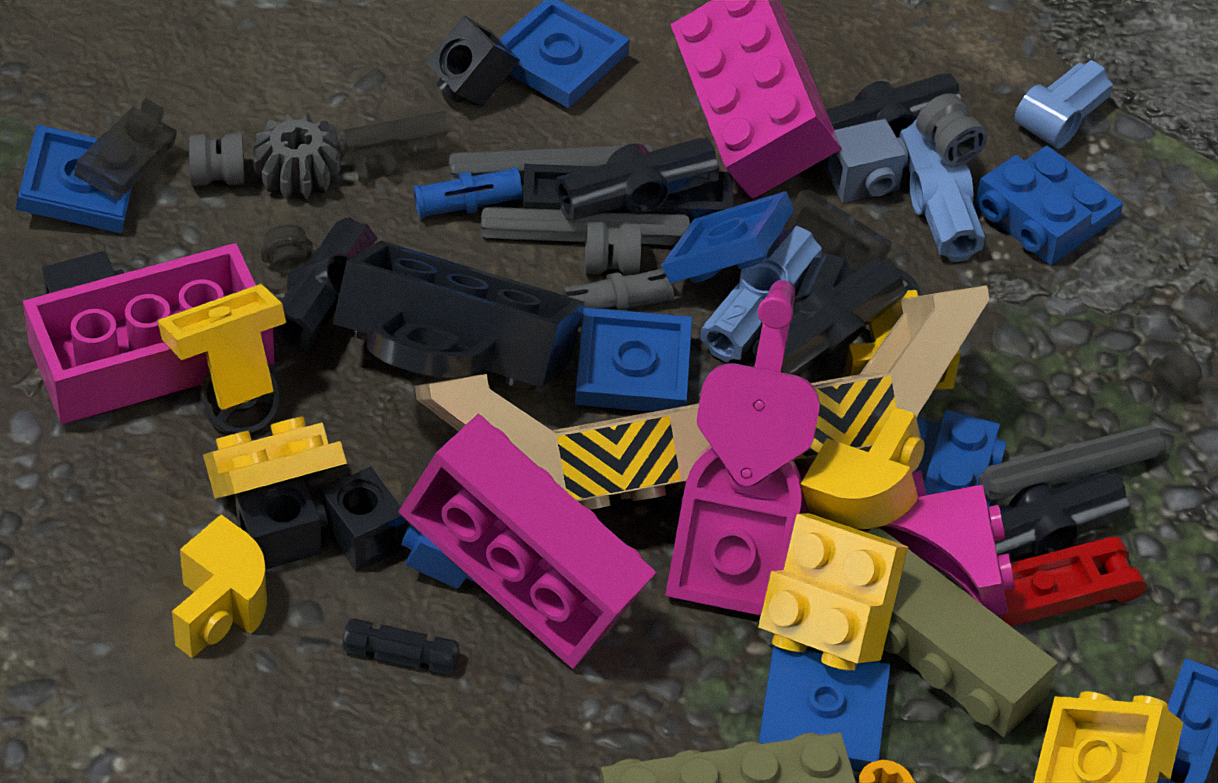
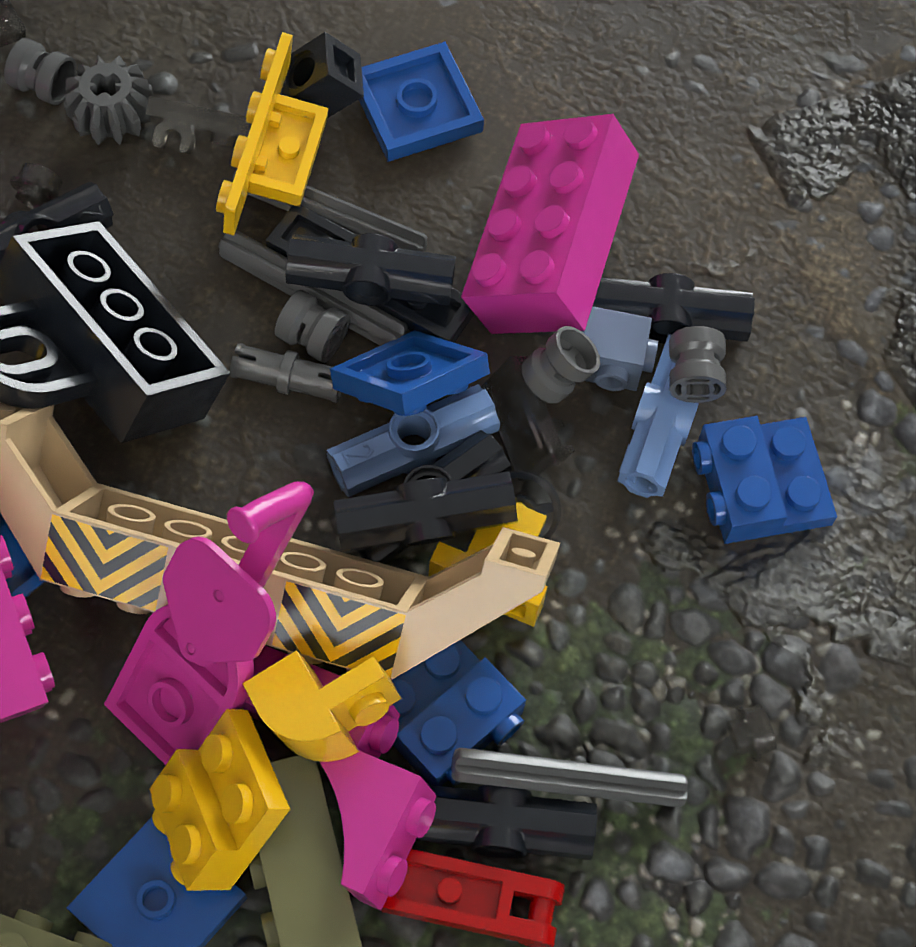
camera: 30 degrees right, 15 degrees up
(484, 117) = (279, 146): none -> yellow bracket
(502, 187) = (198, 198): blue pin -> none
(633, 360) = (248, 445): blue plate -> none
(845, 178) = (565, 360): none -> dark grey wheel
(1059, 109) = (842, 385): medium blue piece -> none

